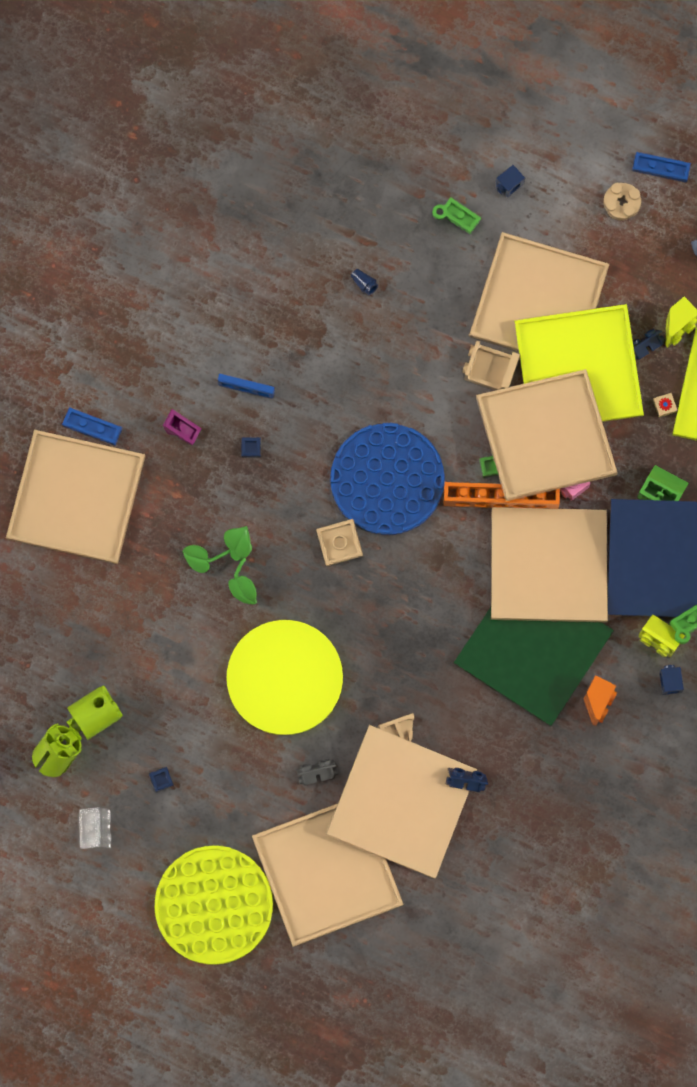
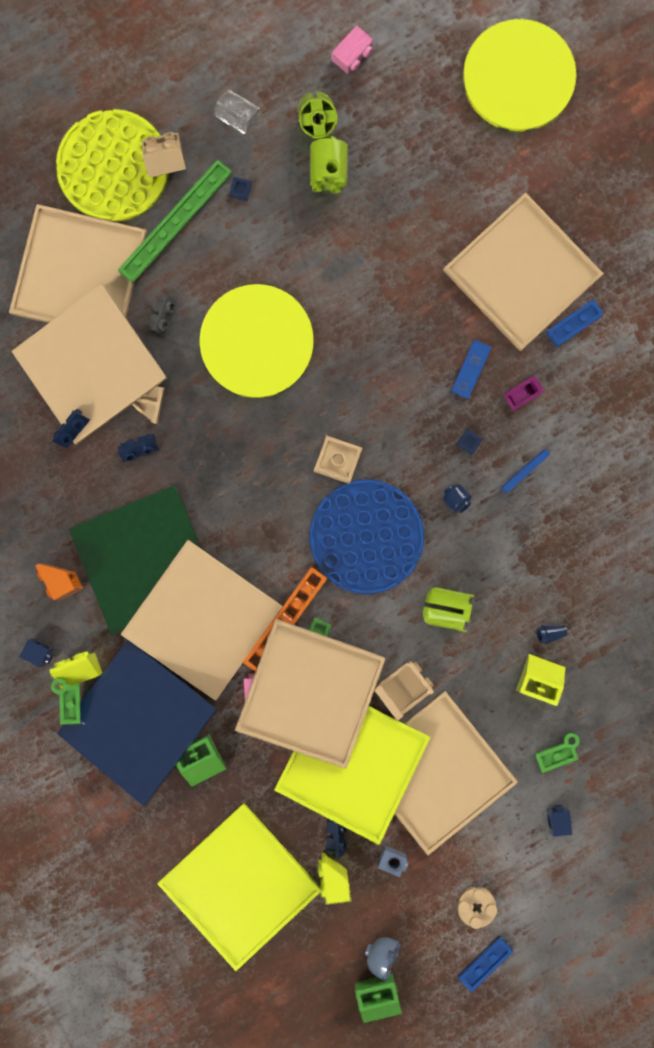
camera: 125 degrees right, 10 degrees up
(177, 860) = (163, 154): none -> tan slope
(188, 485) = (471, 369): none -> blue tile
(227, 814) = (175, 221): none -> bright green tile
(239, 548) = (386, 369): bright green plant -> none
(306, 425) = (457, 498): none -> dark blue head
(407, 264) = (542, 680): none -> neon yellow slope
(410, 371) = (445, 618): none -> lime cylinder
(438, 709) = (146, 445): none -> dark blue hinge
(629, 294) = (388, 853): none -> sand blue brick
(665, 405) = (272, 814): tan tile -> none

